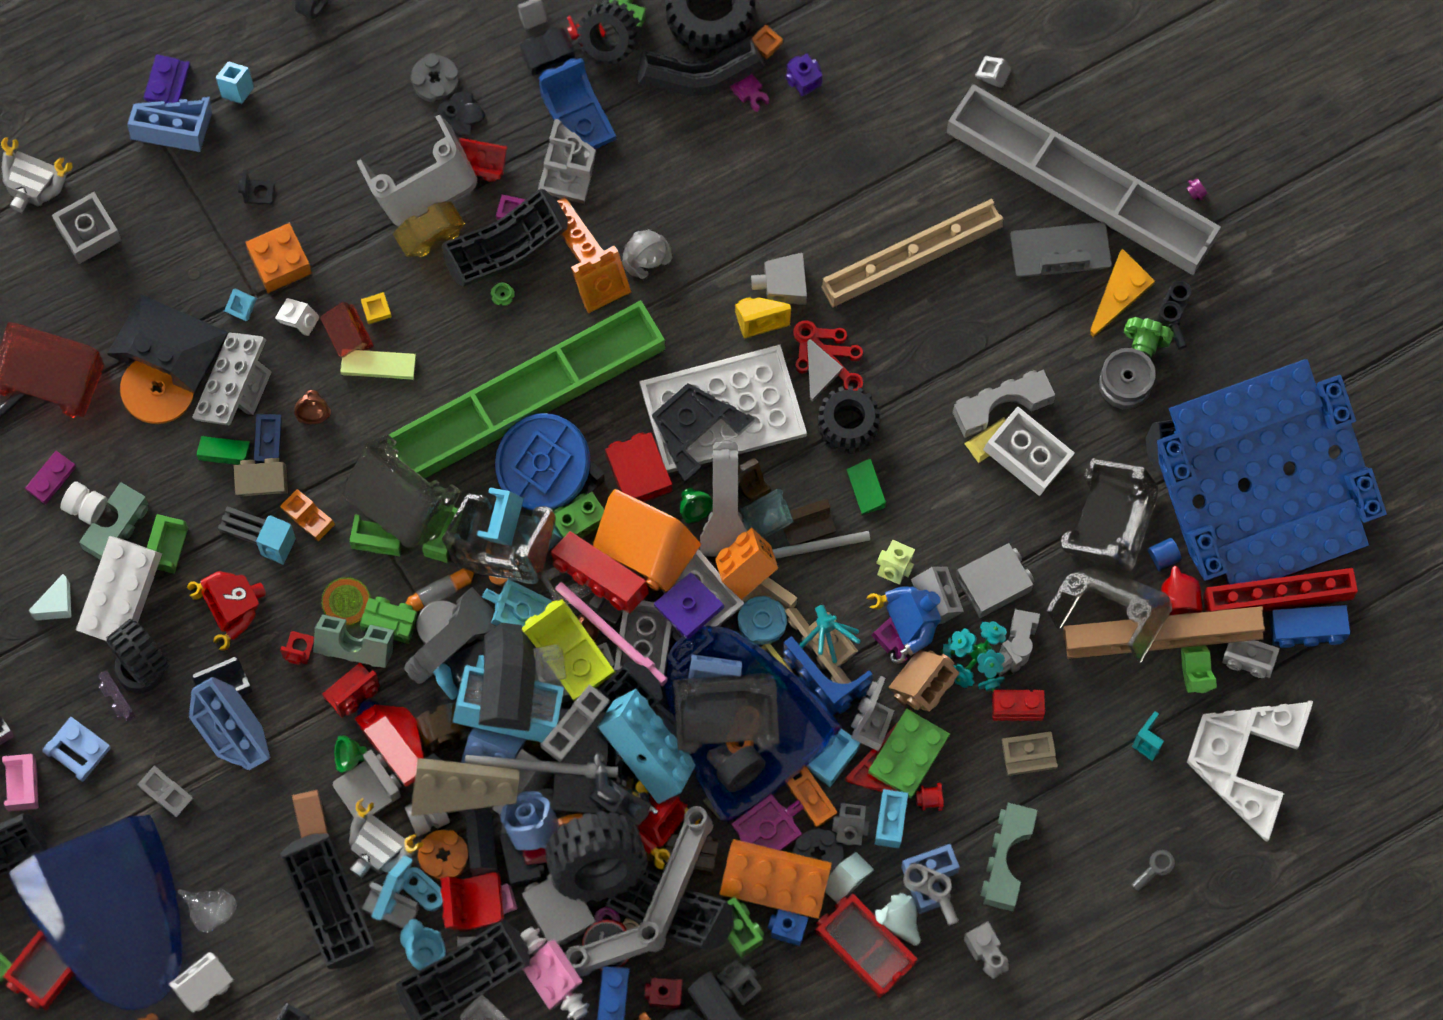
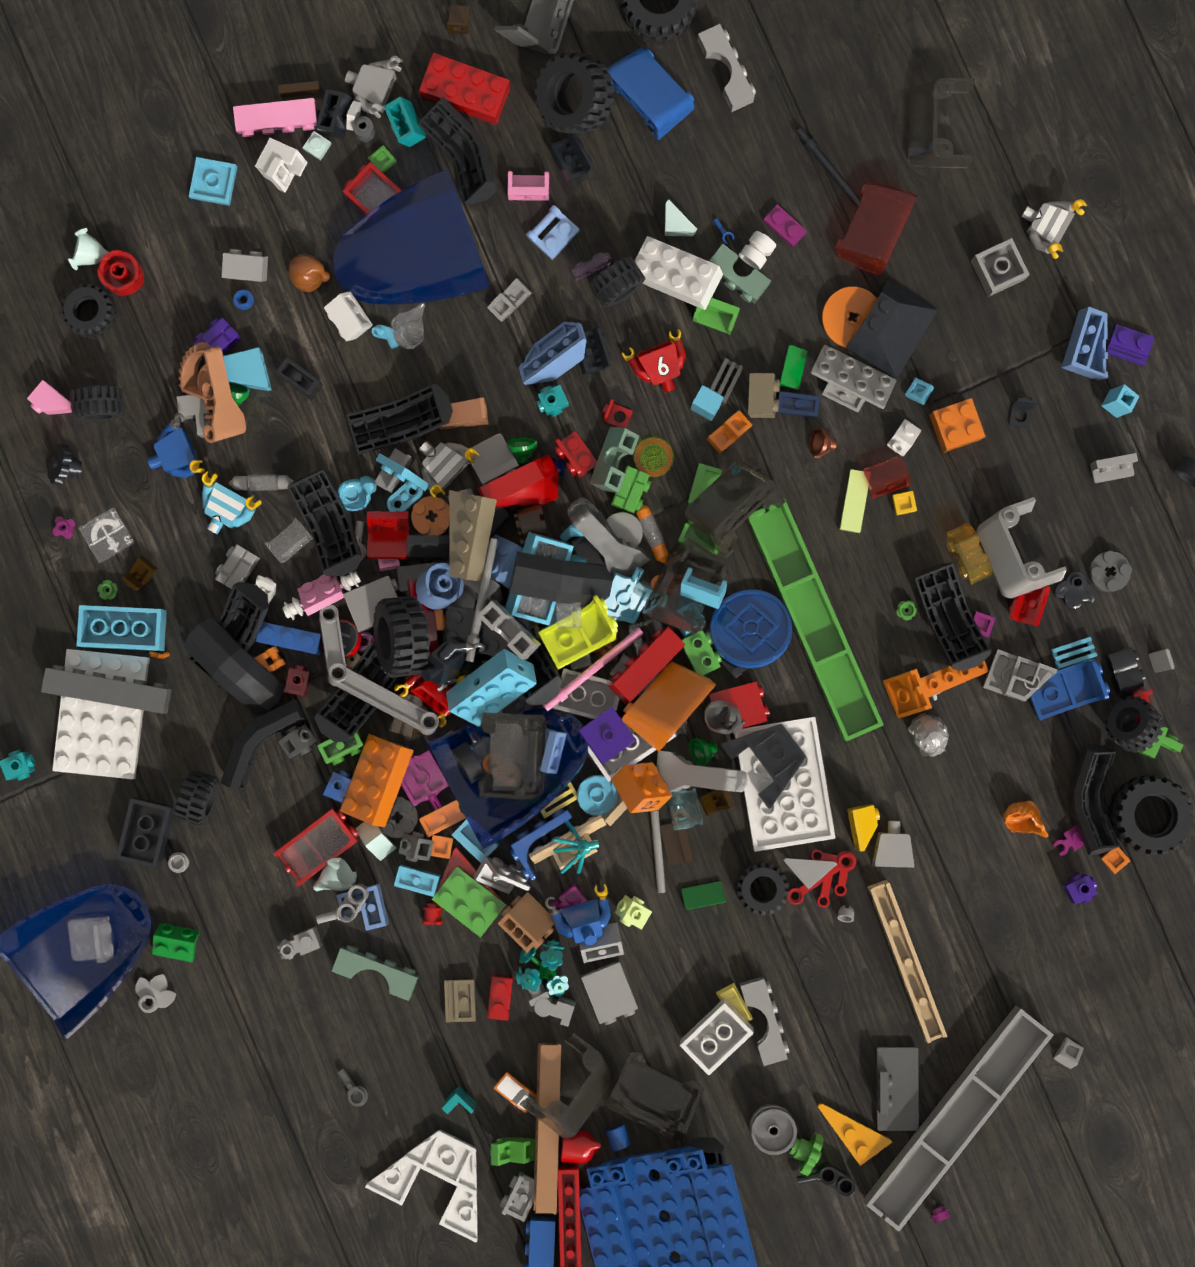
camera: 100 degrees right, 15 degrees up
(63, 547) = (723, 232): none -> blue hand
(218, 936) = (385, 333): none -> medium azure arm
(287, 722) = (549, 393): none -> teal brick
(314, 84) = (1113, 468): none -> light grey bracket
(526, 91) = (1090, 647): none -> medium azure tile
(652, 476) = (723, 717): none -> dark grey helmet
(731, 140) = (1024, 818): none -> orange hair
(846, 793) = (442, 846): none -> orange plate
(867, 325) = (846, 914): none -> light grey hinge
(1128, 677) = (514, 1090): none -> slope

